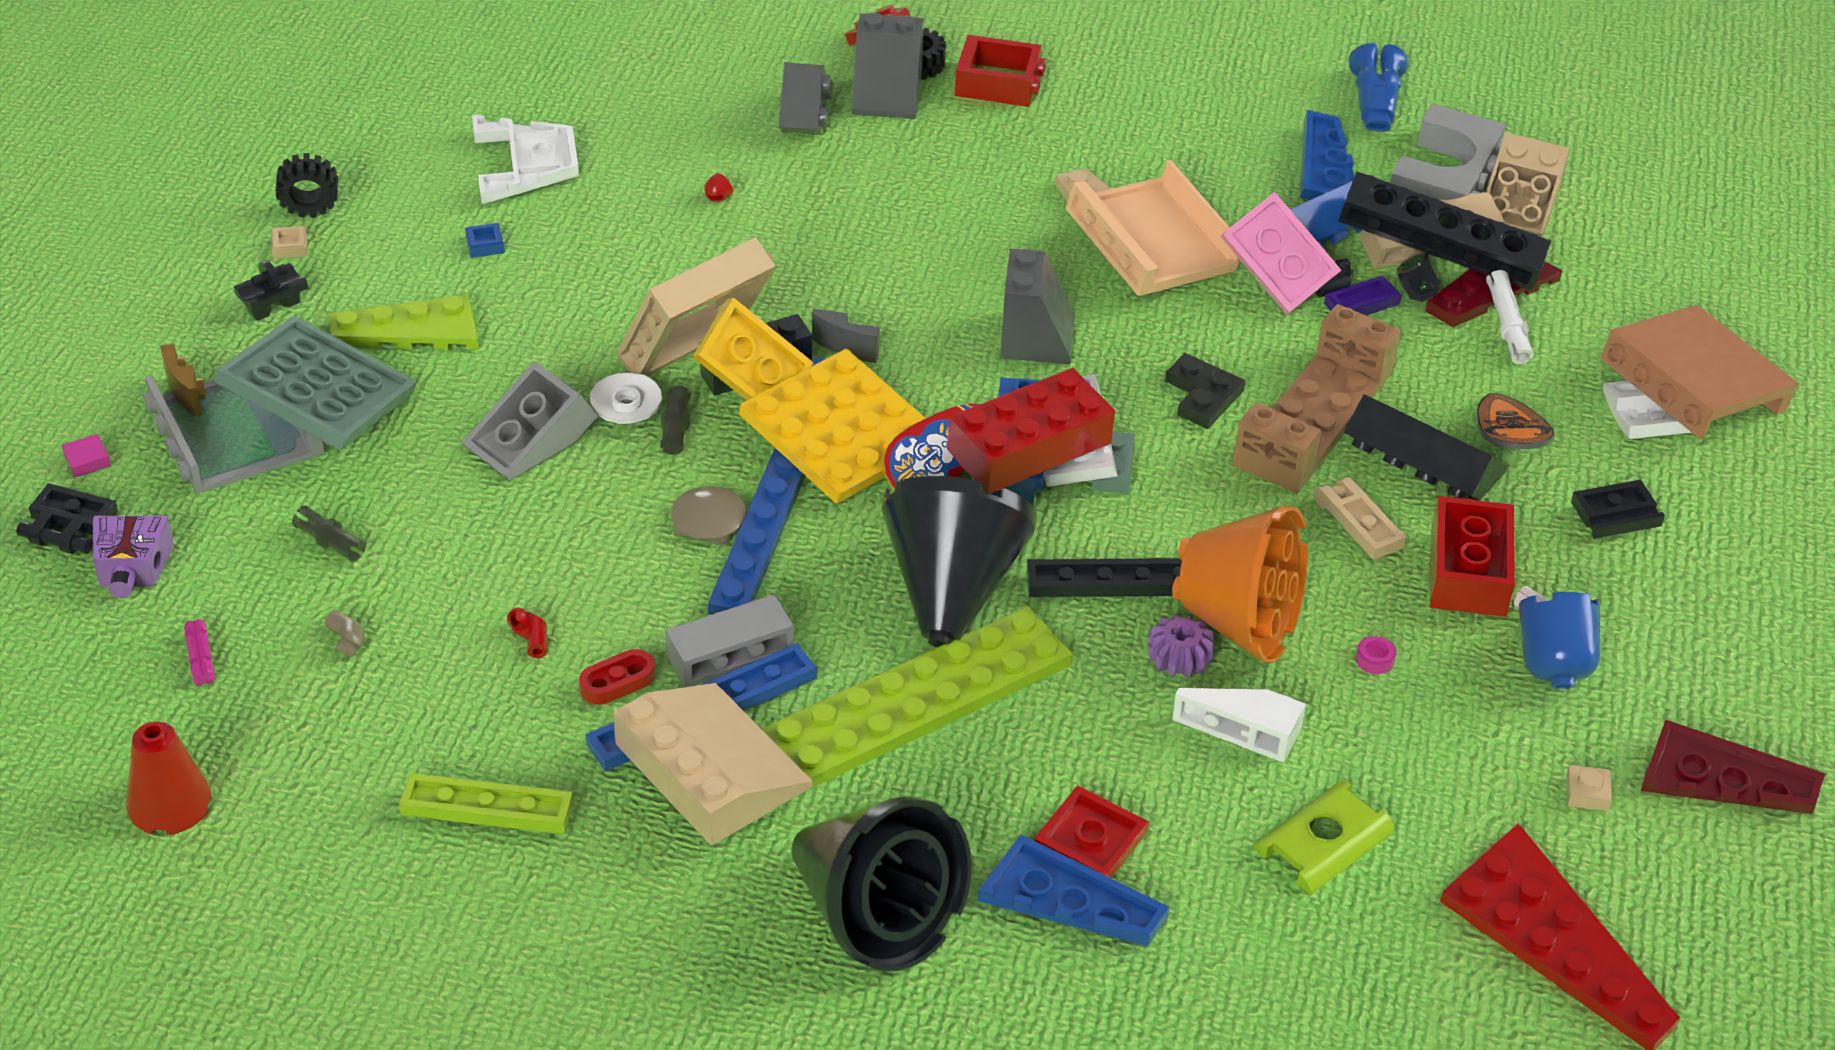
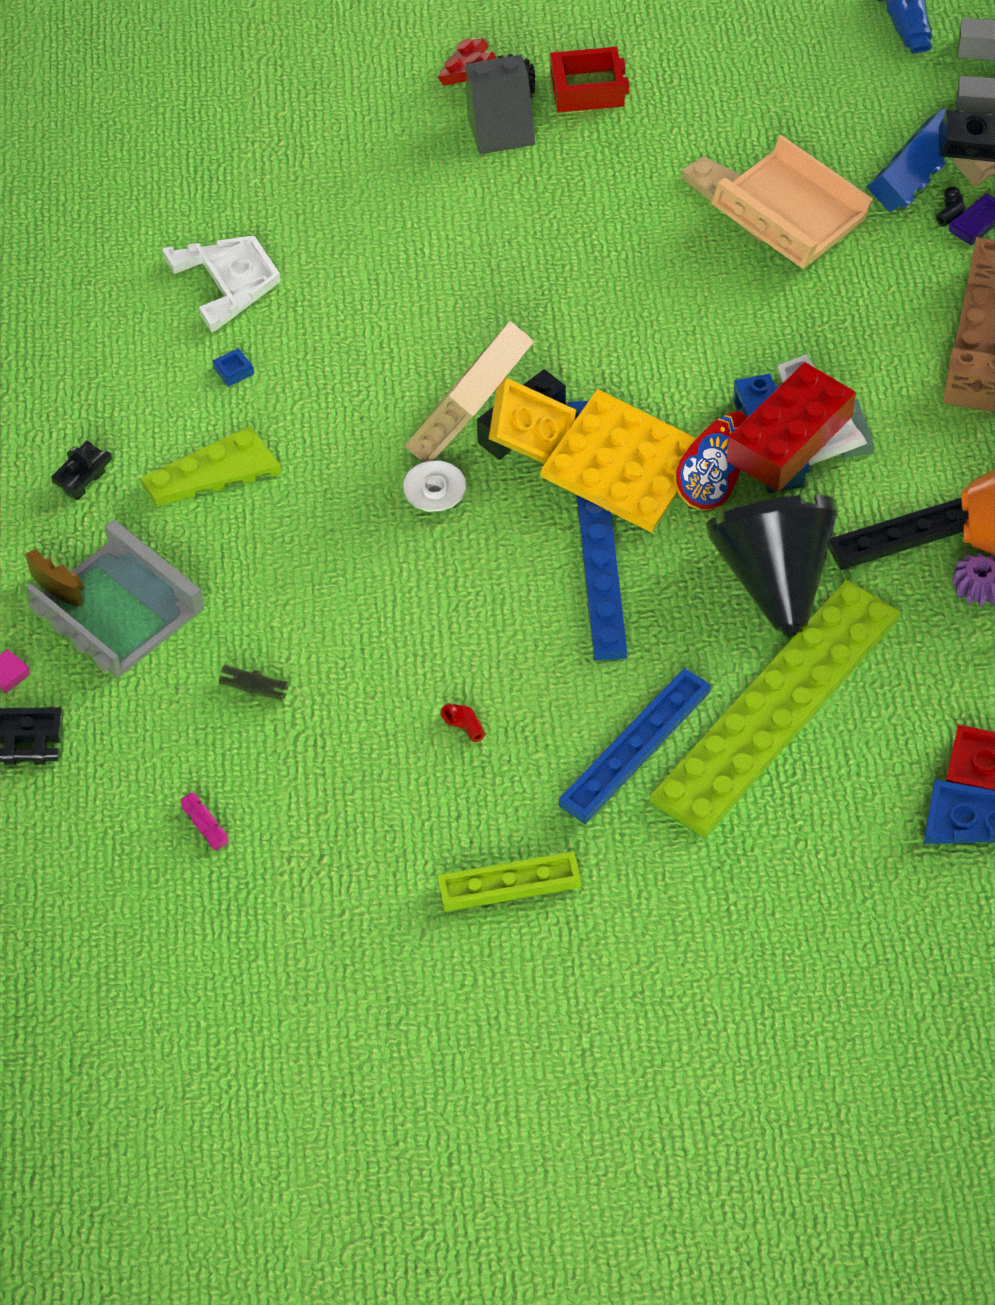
camera: 15 degrees left, 10 degrees up
(130, 551) = (97, 750): medium lavender torso -> none
(164, 782) = (248, 948): red cone -> none
(289, 242) = (66, 417): tan tile -> none
(308, 170) = (57, 348): black tyre -> none
(315, 382) = (178, 550): sand green plate -> none
(350, 630) = (317, 764): dark tan arm -> none
(530, 423) = (367, 533): light grey slope -> none
(617, 676) = (552, 741): red plate -> none
(675, 420) = (483, 494): clear smoke pin -> none
(707, 758) = (669, 791): tan slope -> none
(708, 514) = (552, 571): dark tan dish -> none
(718, 188) = (407, 261): red hinge -> none
(728, 640) = (629, 681): light grey brick -> none
(804, 98) = (442, 155): dark grey brick -> none
(836, 334) = (583, 377): dark grey slope -> none
(887, 878) = (855, 851): black cone -> none
(1035, 311) = (730, 310): dark grey slope -> none
(1208, 387) = (896, 336): pearl dark grey plate -> none
(1280, 253) = (907, 199): bright pink plate -> none
(1323, 156) = (895, 97): blue wing -> none

